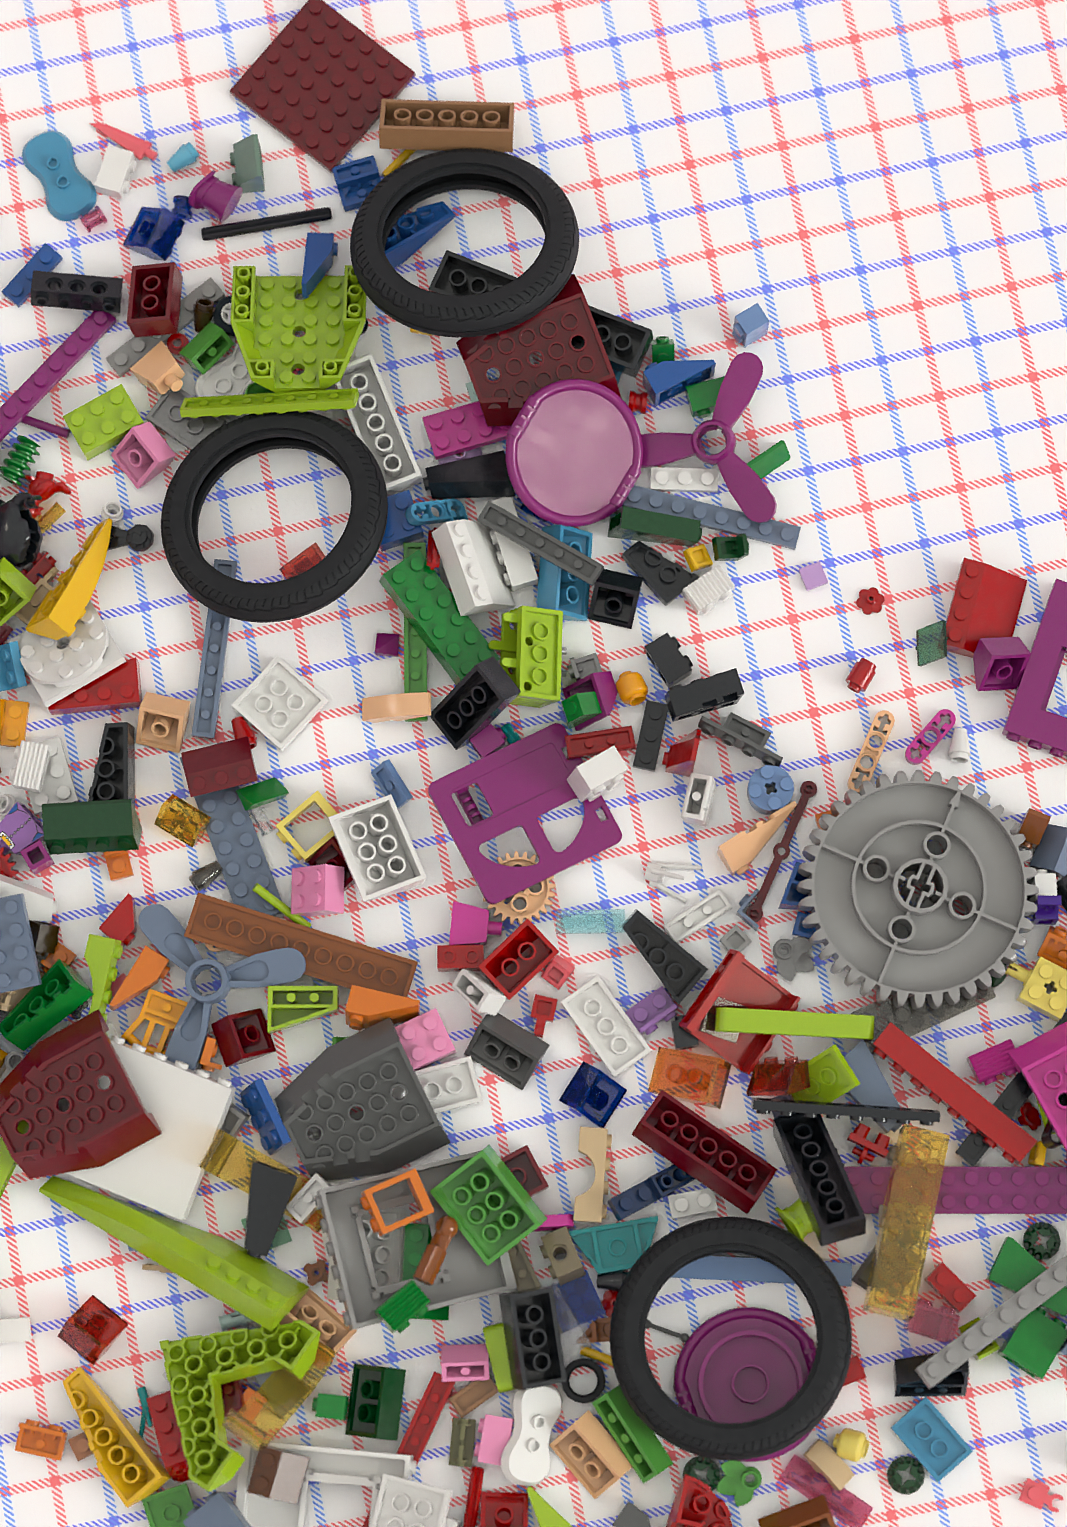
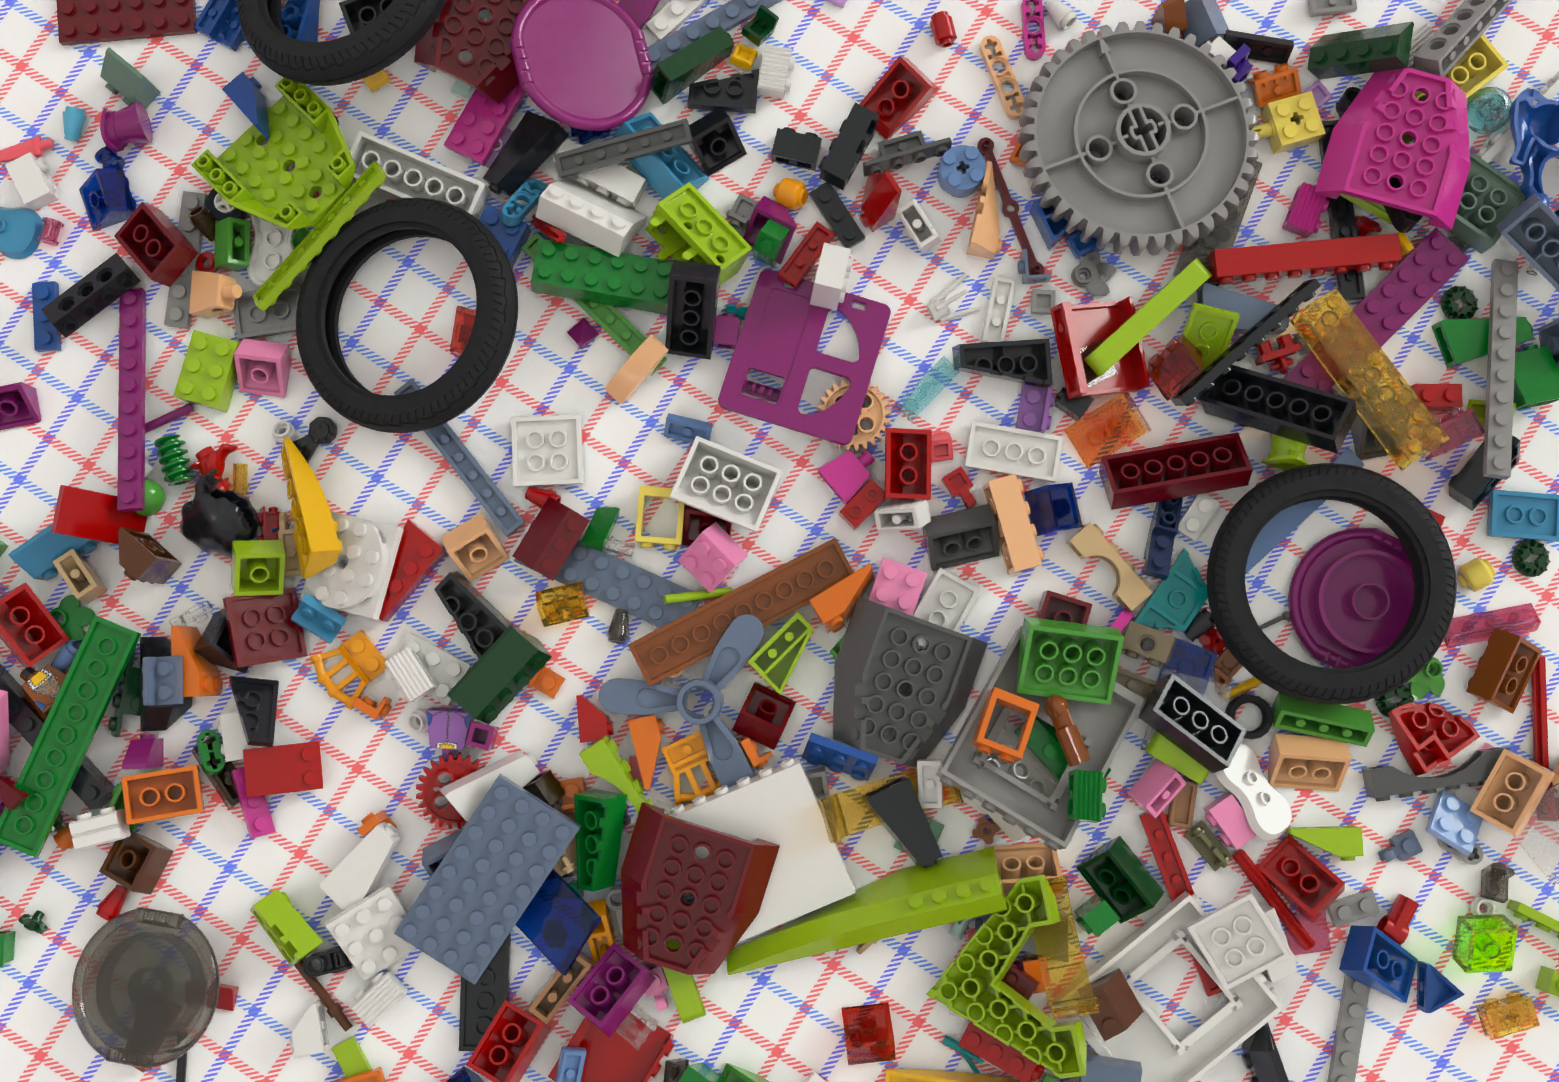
camera: 50 degrees left, 5 degrees up
(266, 223) = (185, 113): black axle -> none
(550, 1074) = (1013, 525): none -> light nougat brick
(778, 692) = (899, 96): none -> red slope
(828, 1463) = (1477, 603): tan slope -> none

